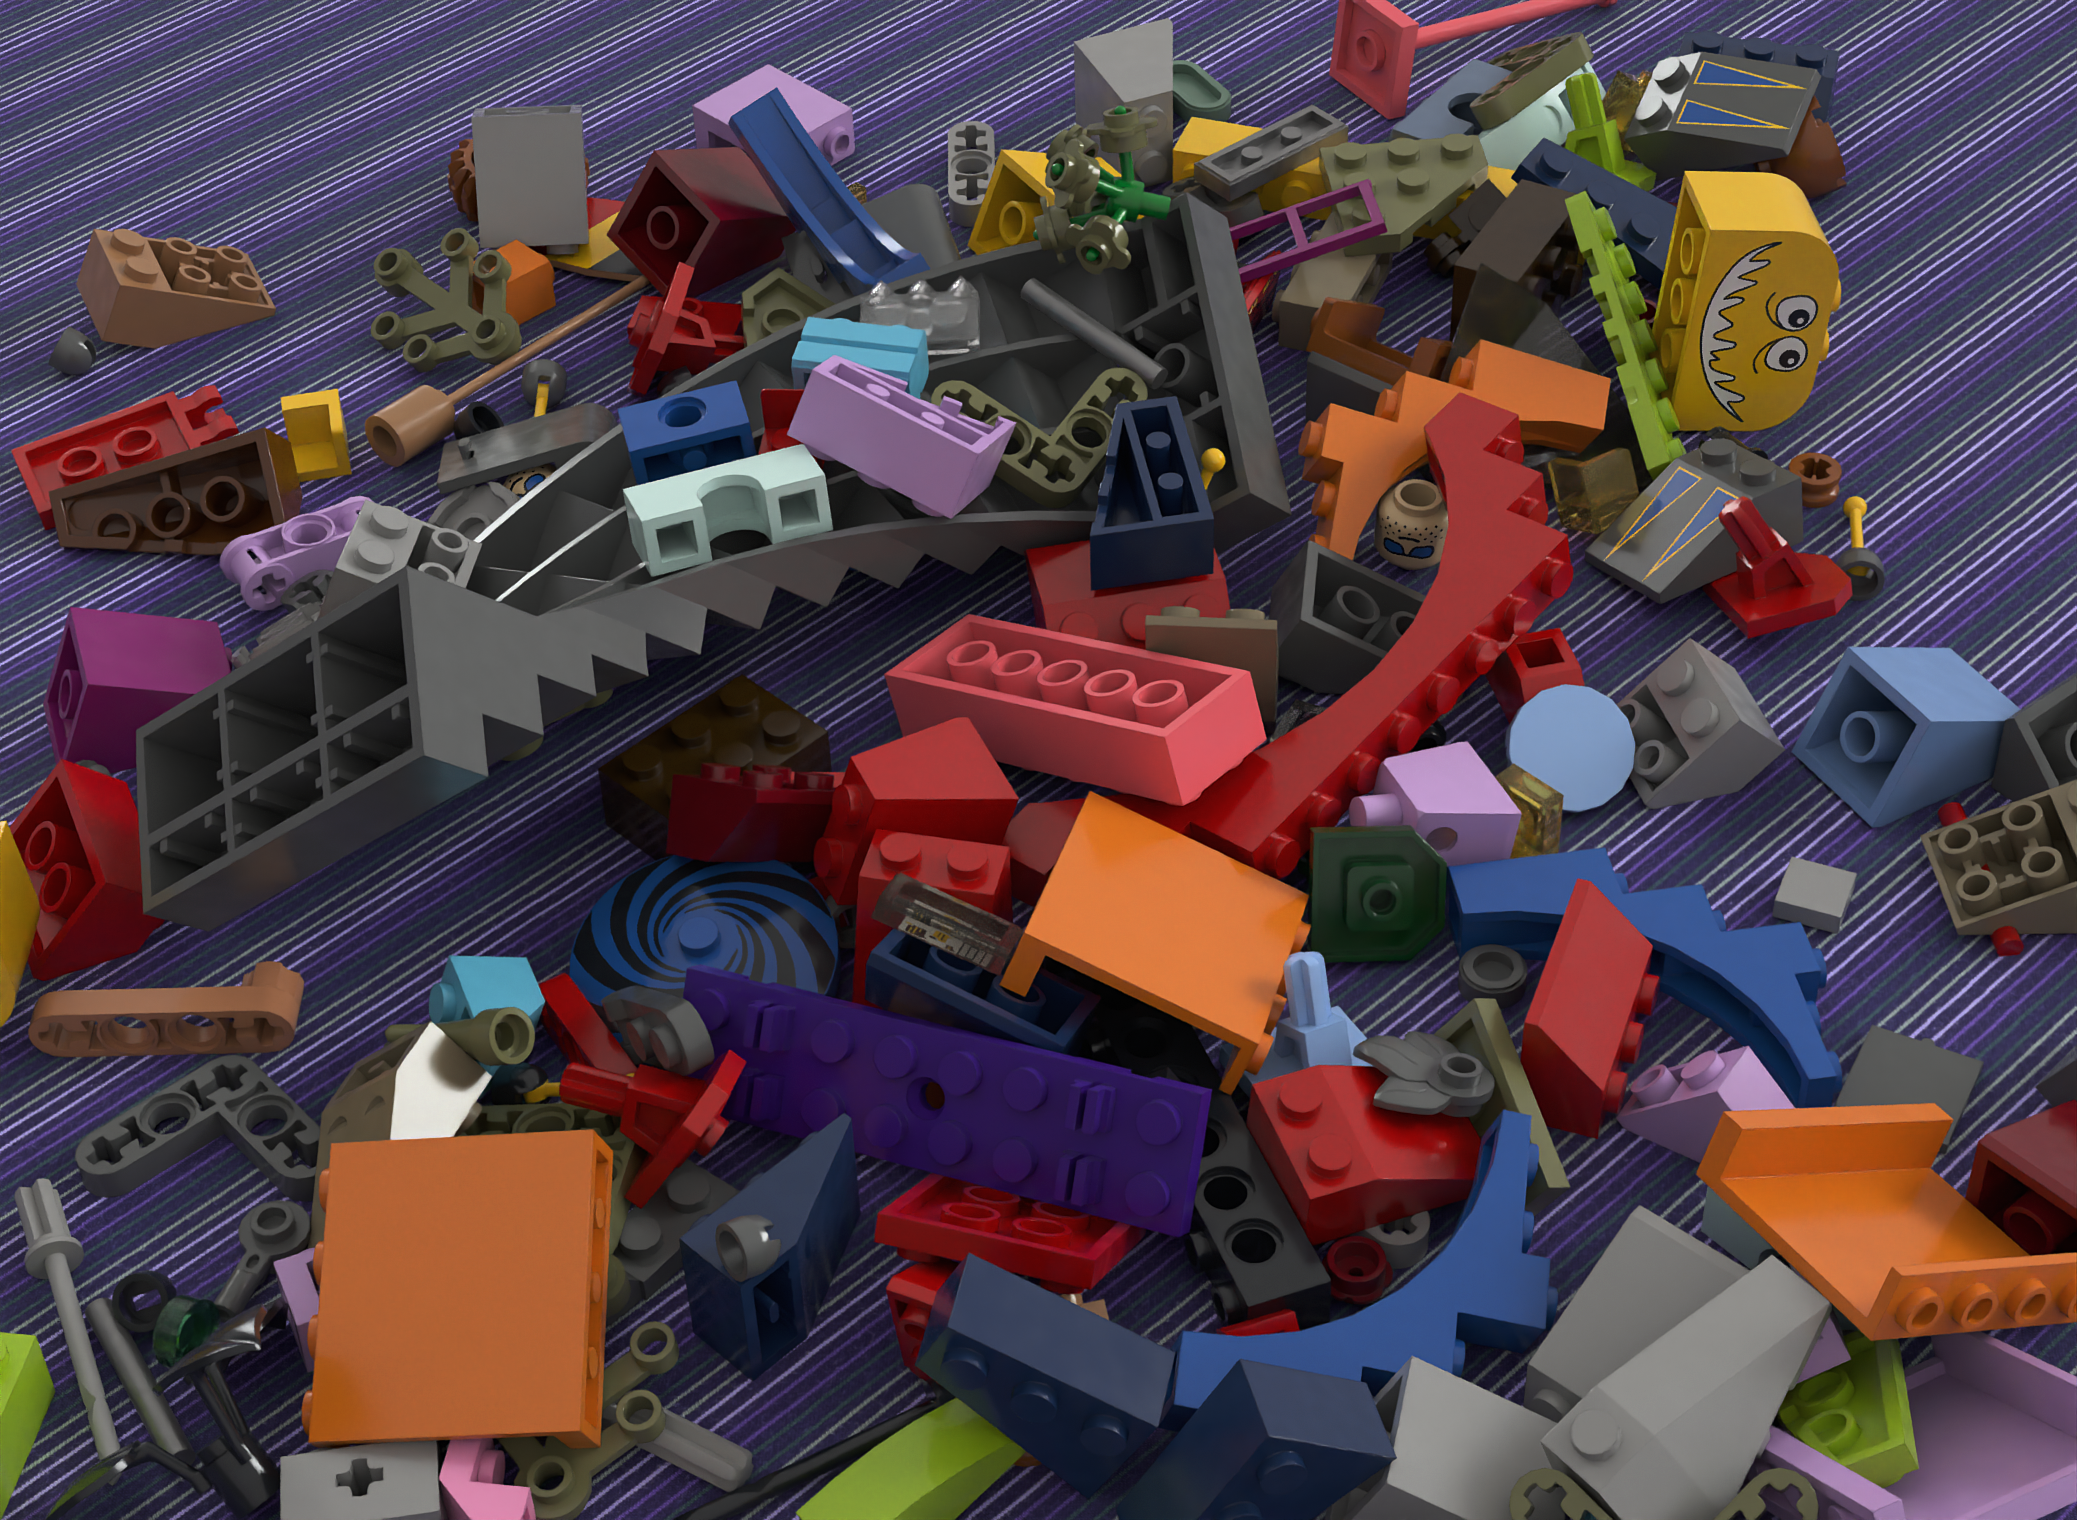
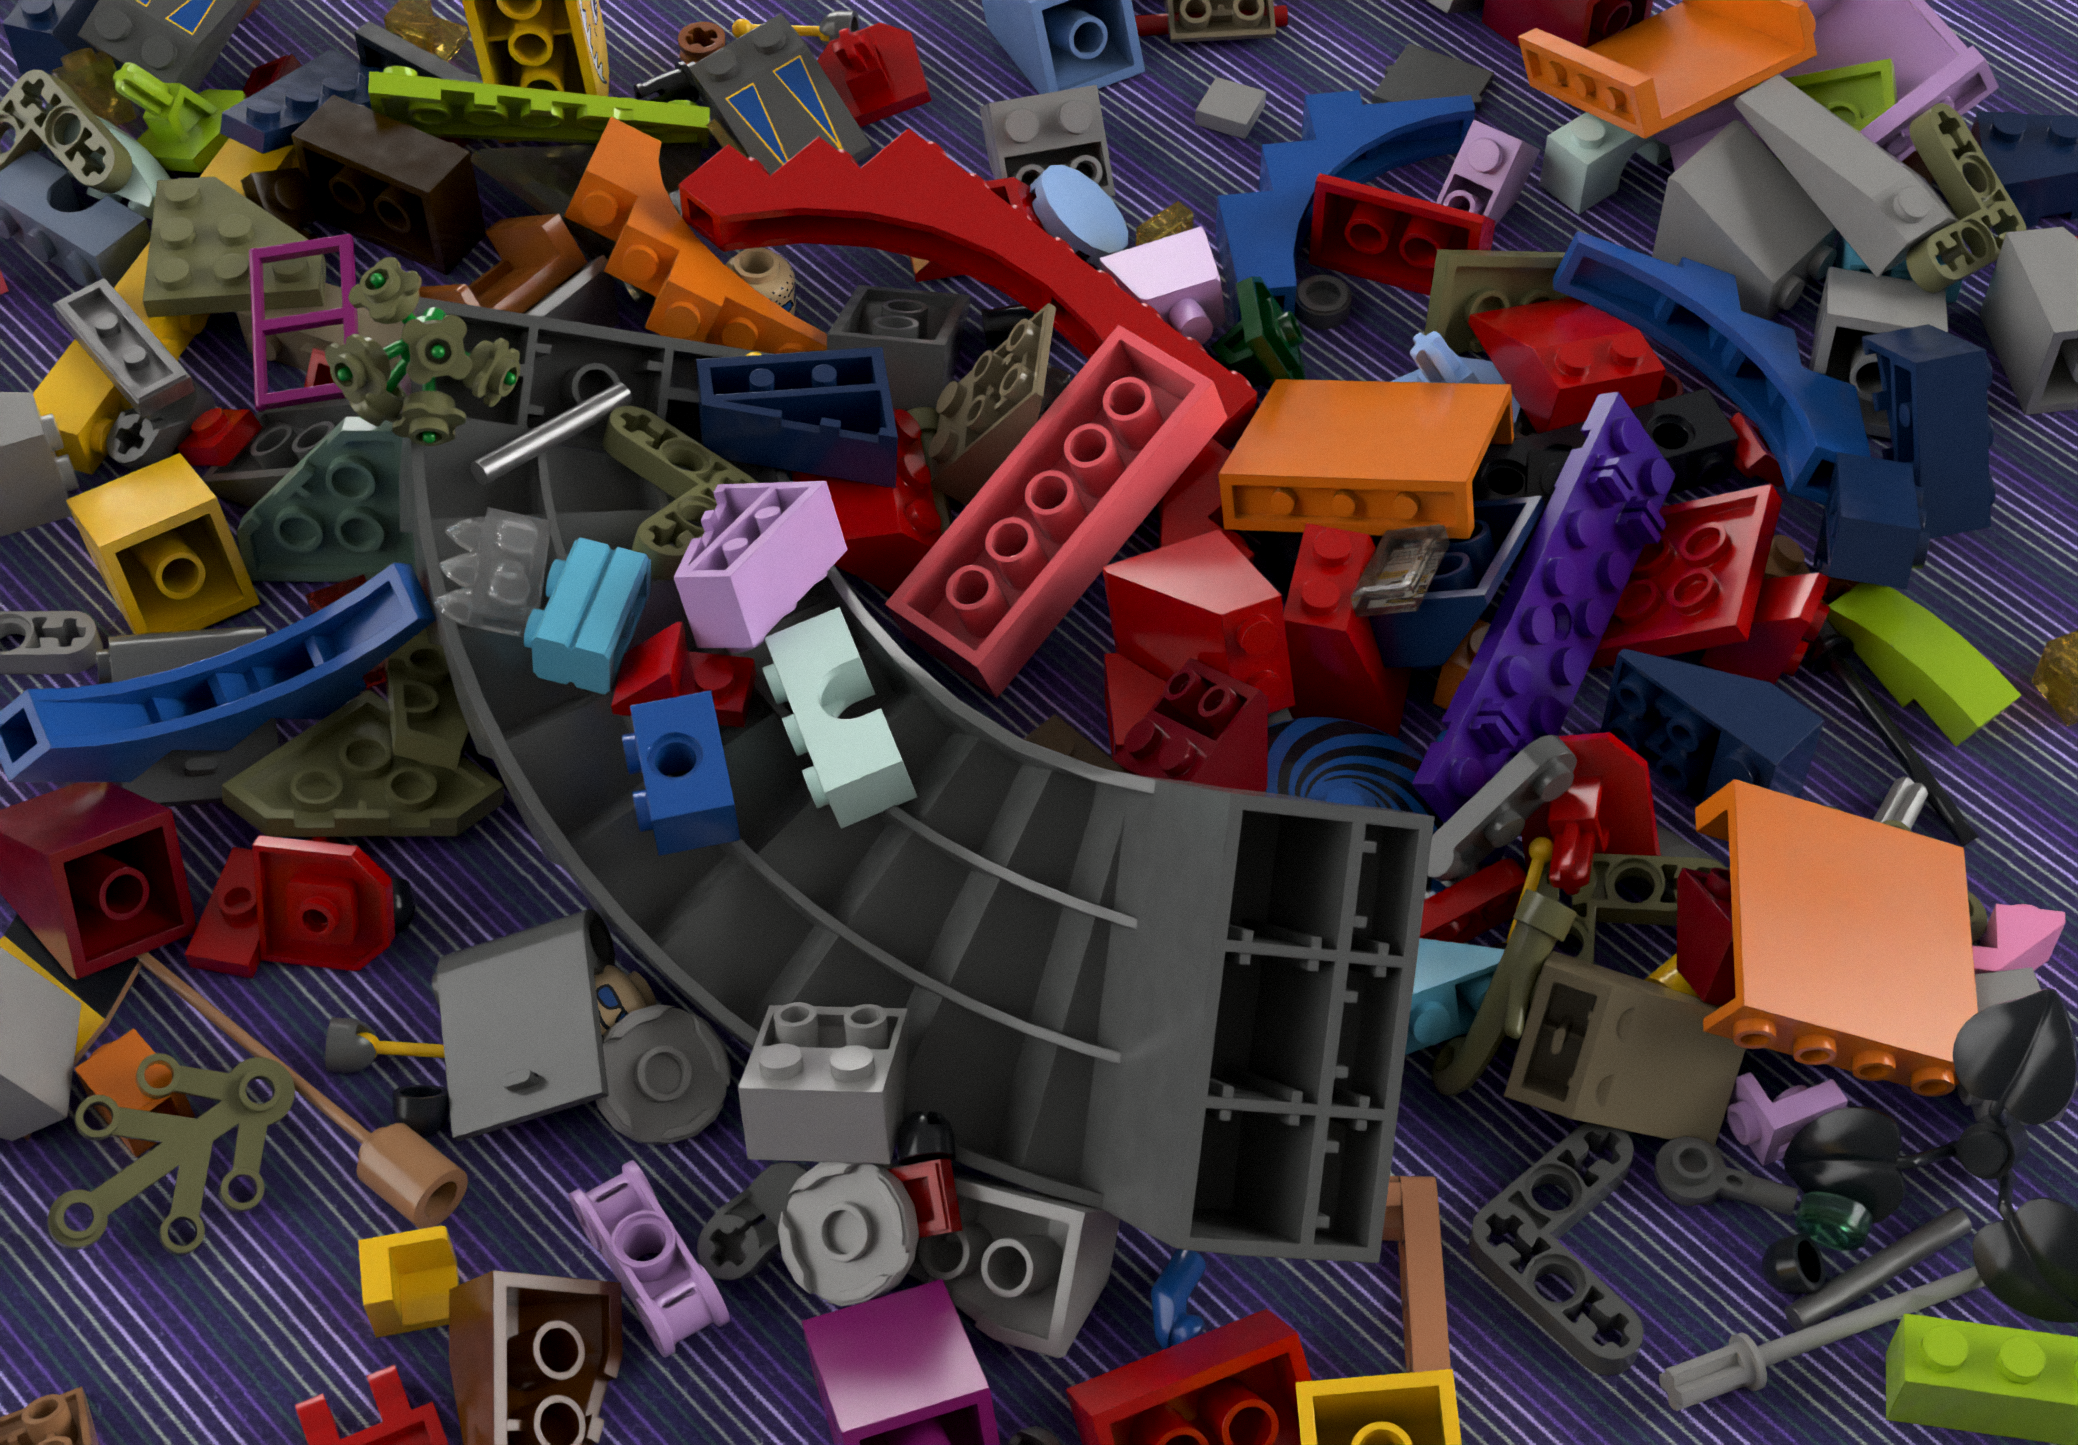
camera: 90 degrees left, 10 degrees up
(746, 1246) = (1802, 699): dark grey hinge -> none
(1426, 1075) = (1506, 300): dark grey plate -> none

